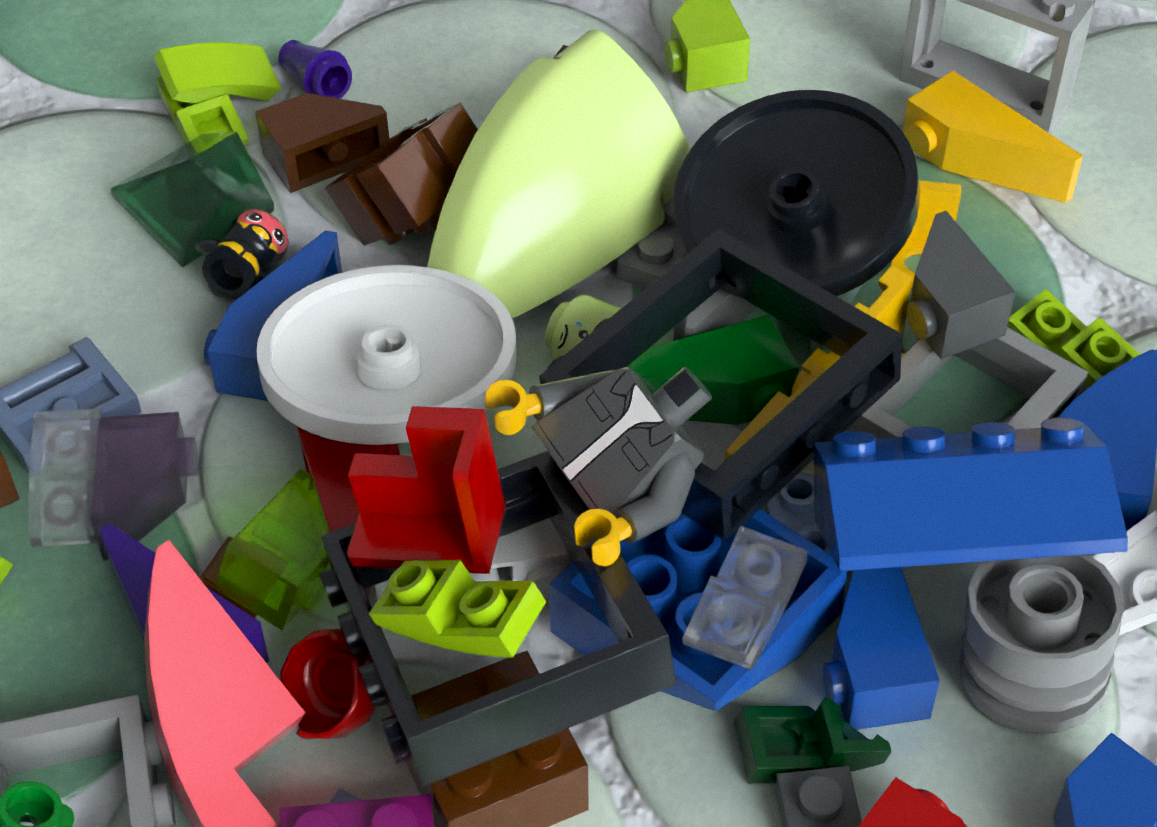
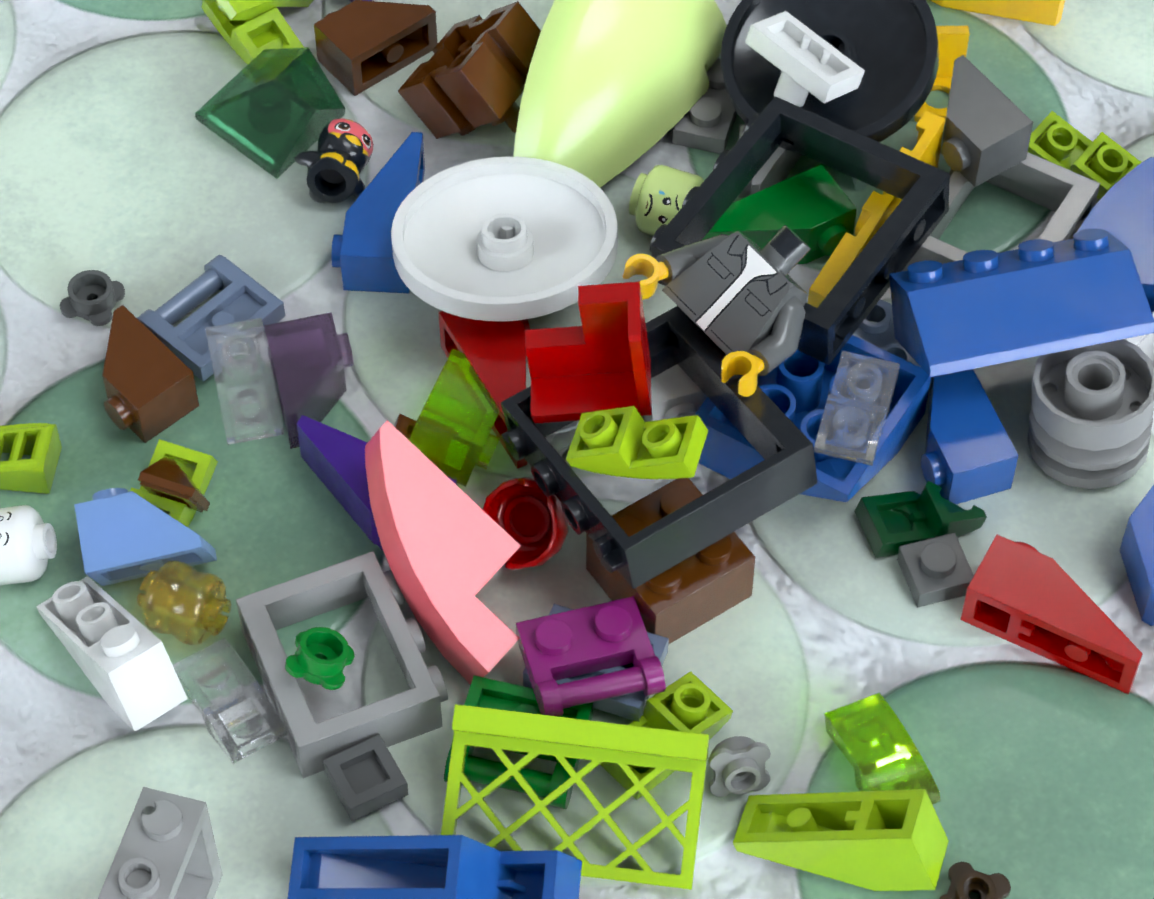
camera: 10 degrees left, 5 degrees up
(764, 196) = (804, 59): none -> white tile

